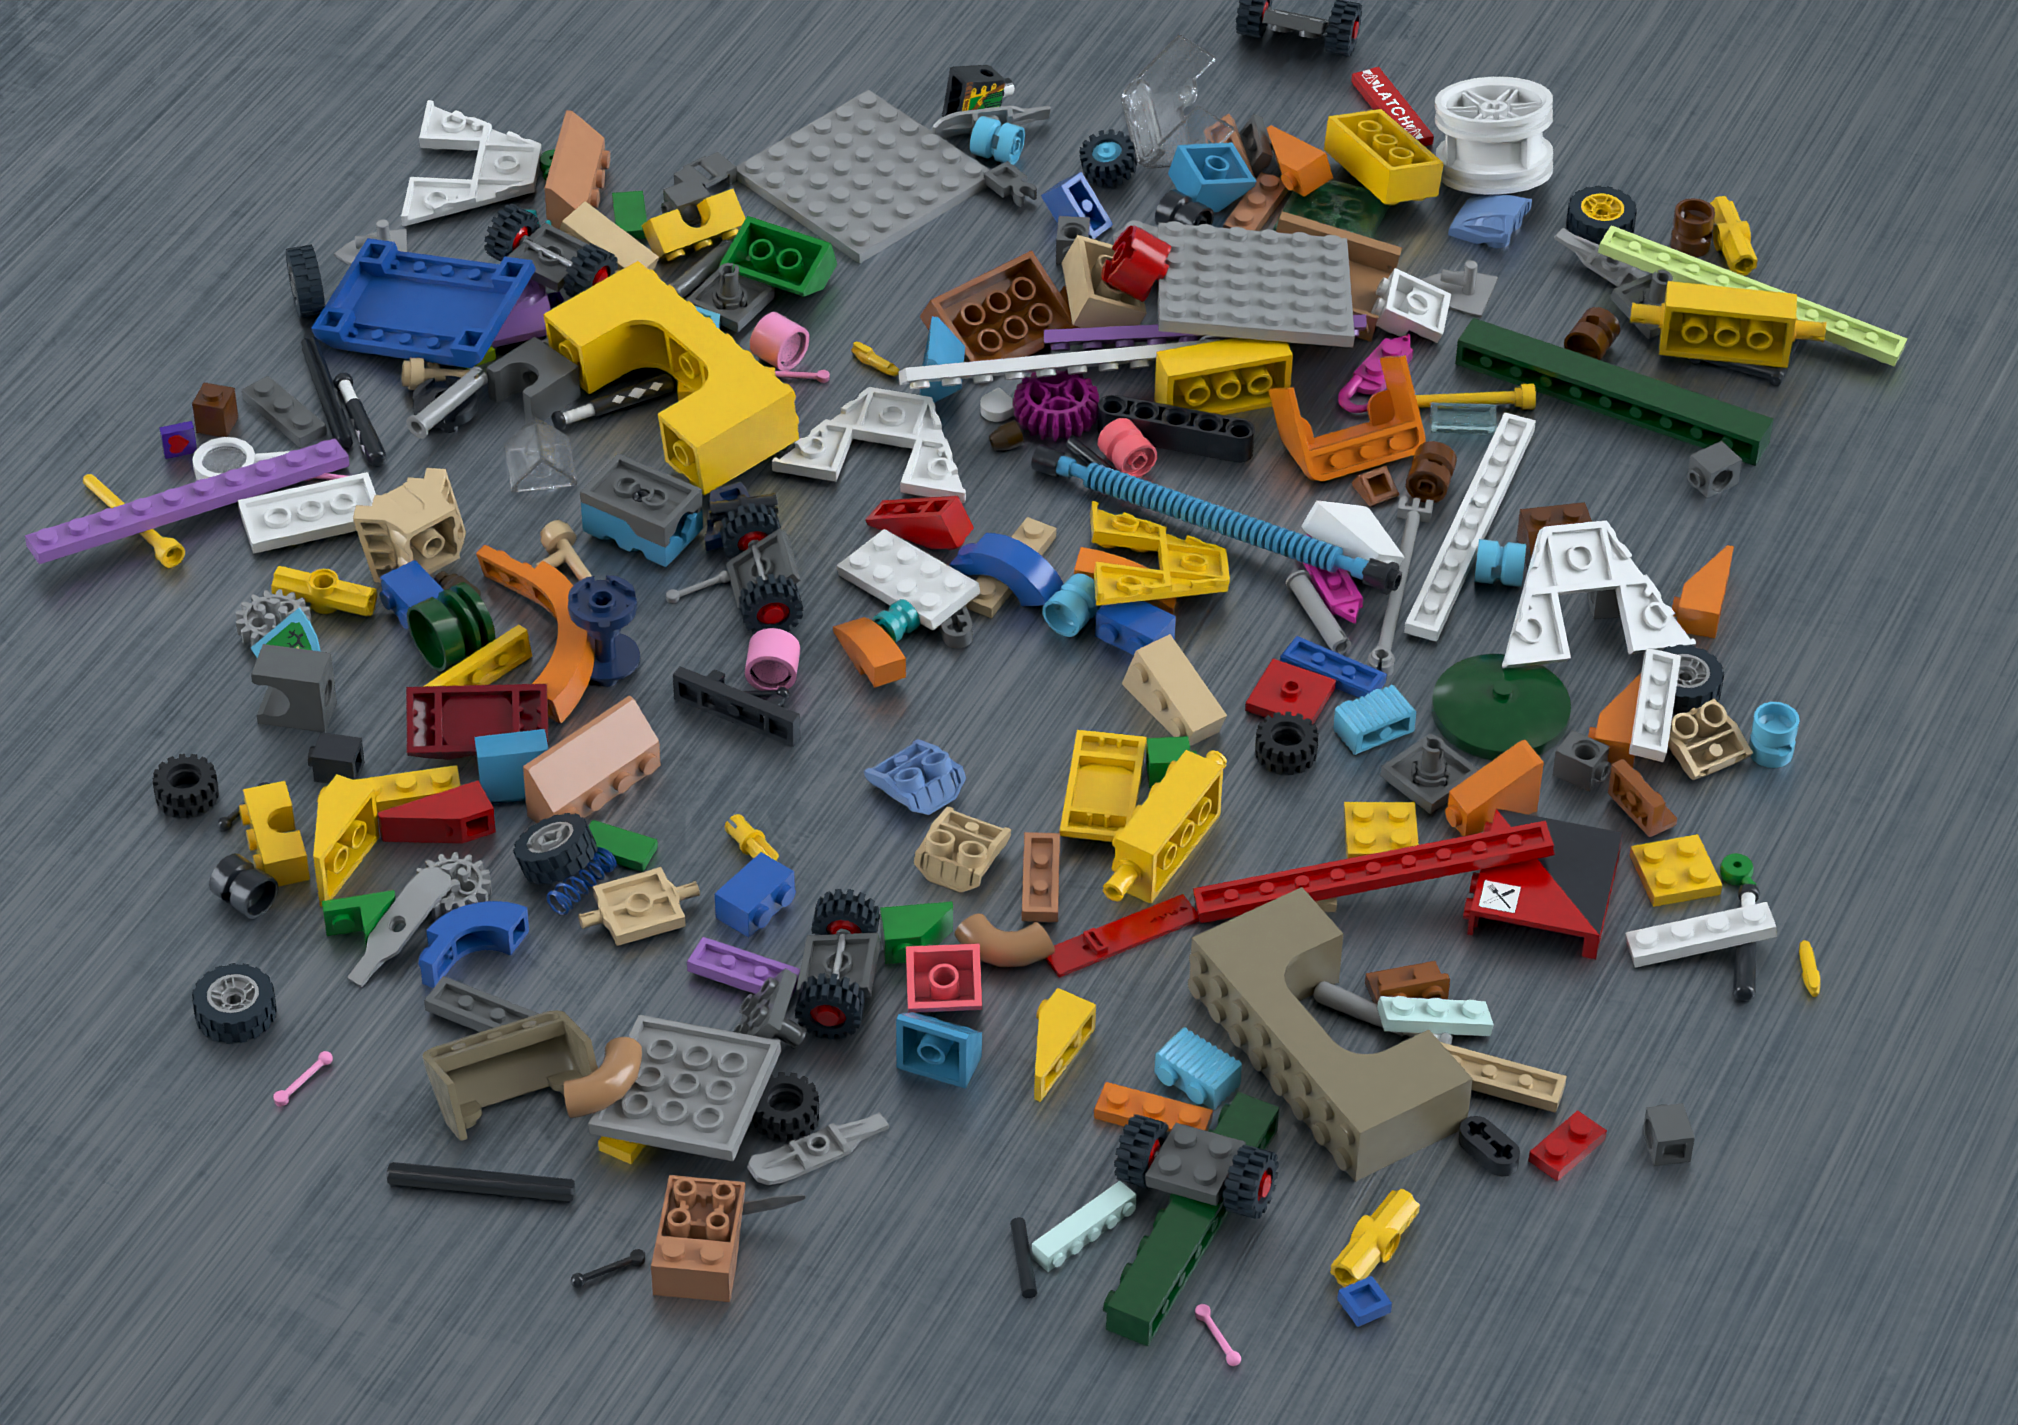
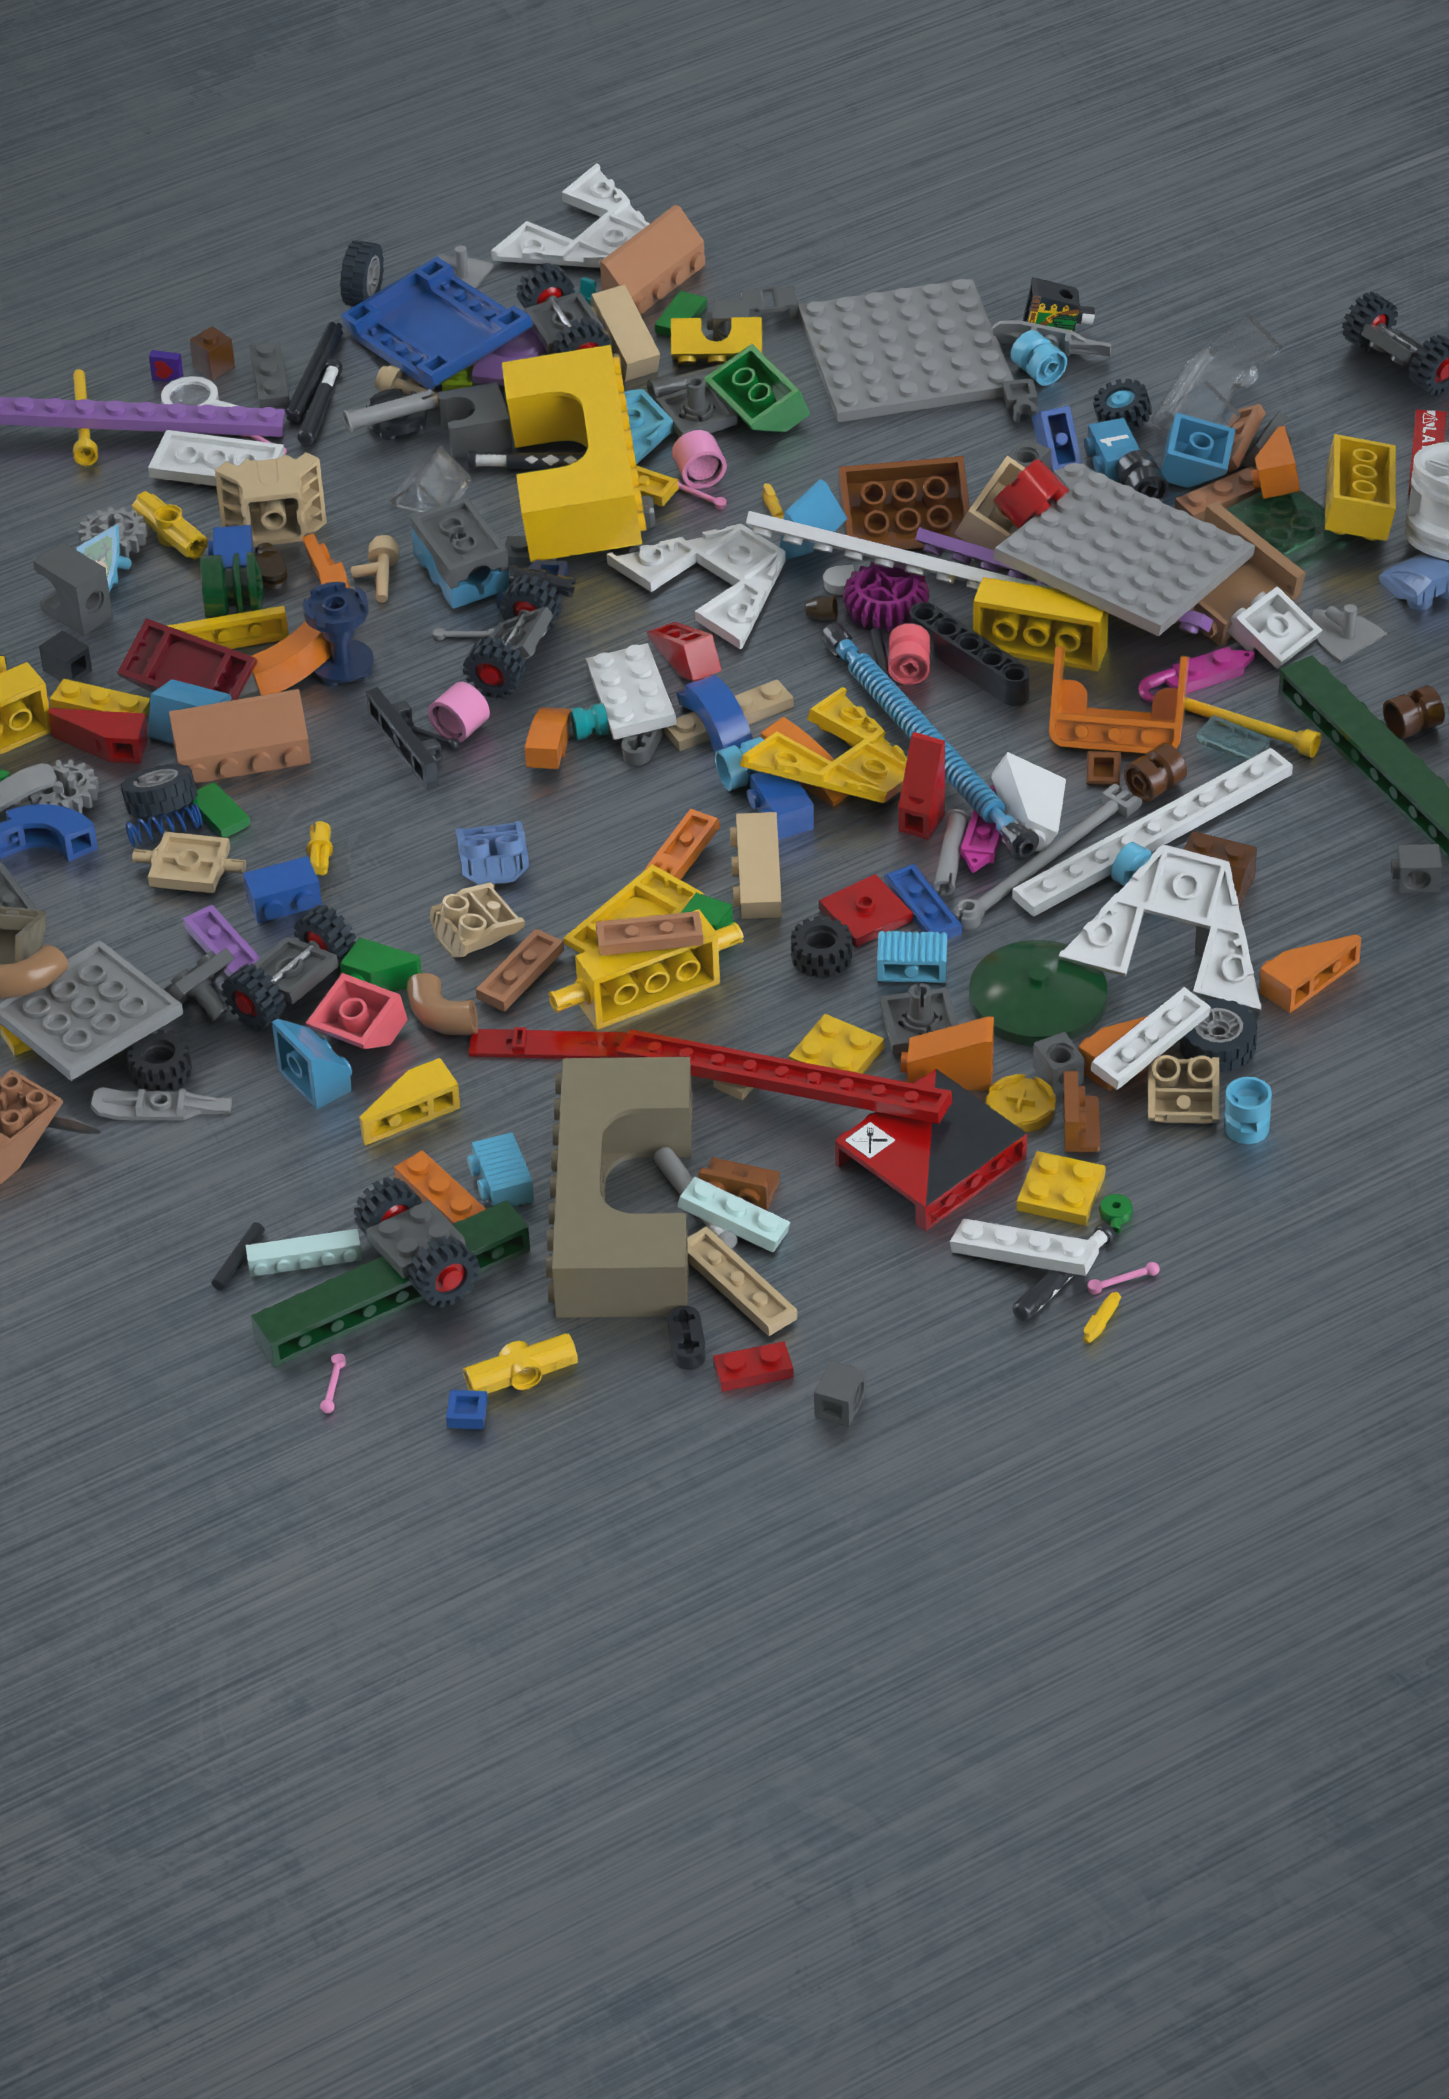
camera: 35 degrees right, 0 degrees up
(1084, 699) = (685, 843): none -> orange hinge
(1131, 197) = (1108, 444): none -> dark azure brick
(1172, 789) = (649, 933): none -> nougat plate
(1264, 561) = (923, 787): none -> red slope
(1576, 804) = (1023, 1101): none -> yellow tile
(1778, 943) = (1095, 1286): none -> bright pink hinge

